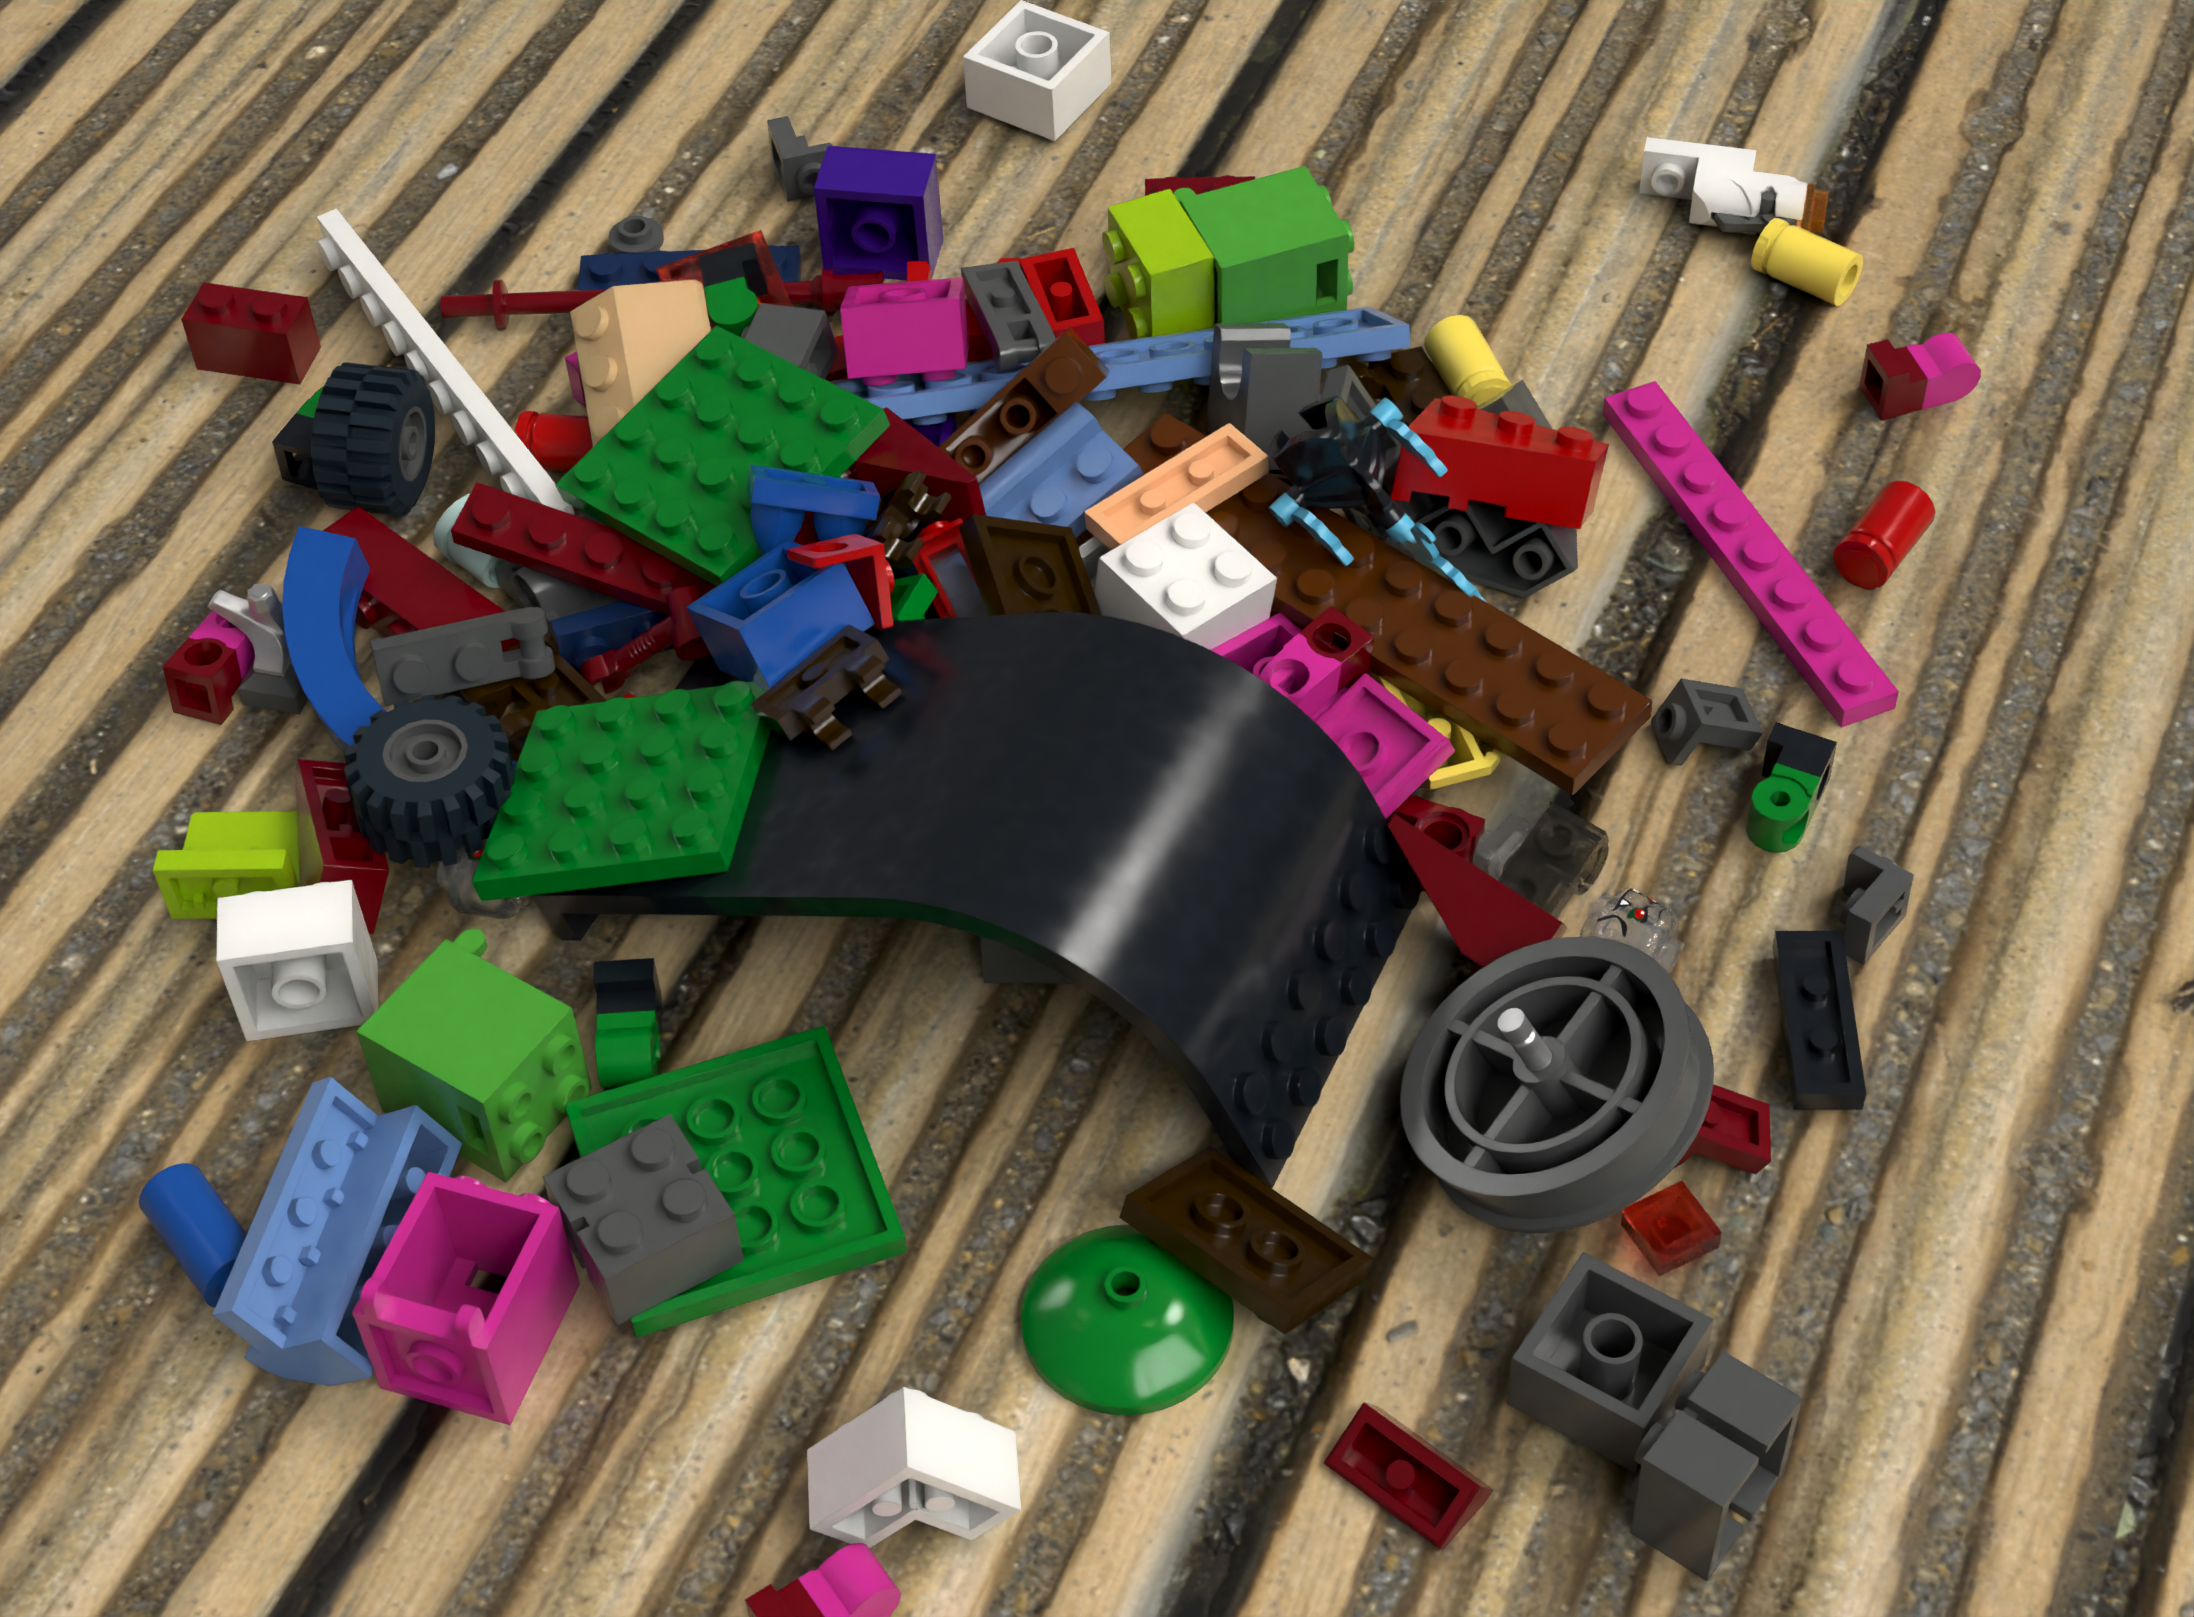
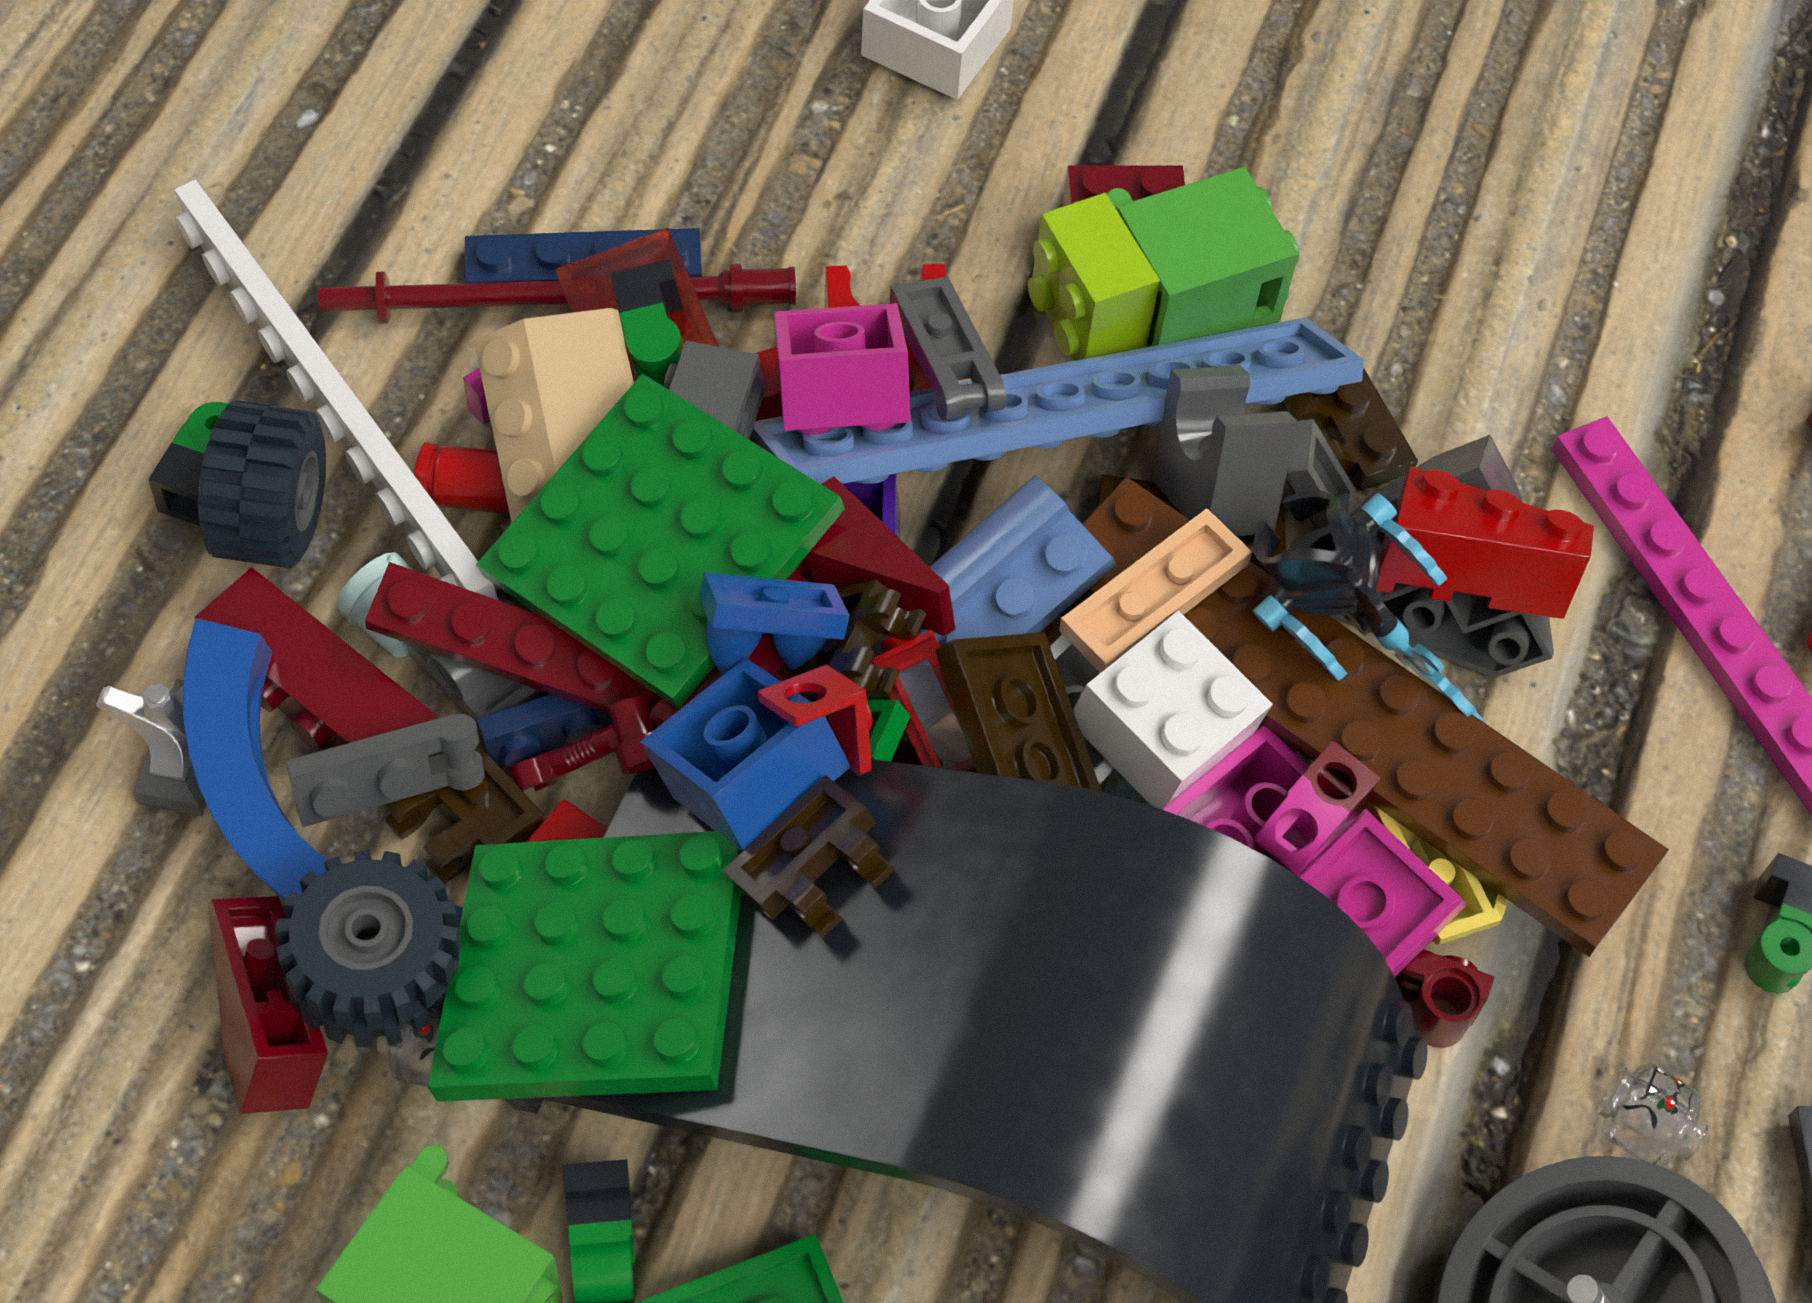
camera: 10 degrees left, 10 degrees up
(208, 670) = (99, 770): dark red leg -> none
(226, 858) = (150, 1023): lime bracket -> none
(251, 333) = (111, 332): dark red brick -> none
(297, 959) = (232, 1163): white brick -> none
(636, 235) = (522, 212): dark grey plate -> none
(793, 159) = (690, 132): dark grey bracket -> none
(878, 210) = (787, 199): dark purple brick -> none
(1026, 405) = (980, 473): reddish brown slope -> none
(1064, 294) = (998, 313): red brick -> none
(1465, 359) = (1416, 398): light yellow piece -> none
(1476, 908) = (1512, 1105): dark red slope -> none
(1498, 847) = (1505, 1011): clear plate -> none
(1557, 860) = (1554, 1034): clear smoke plate -> none
(1704, 715) = (1699, 837): dark grey bracket -> none
(1727, 188) = (1662, 187): white plate -> none
(1807, 261) = (1747, 273): light yellow piece -> none

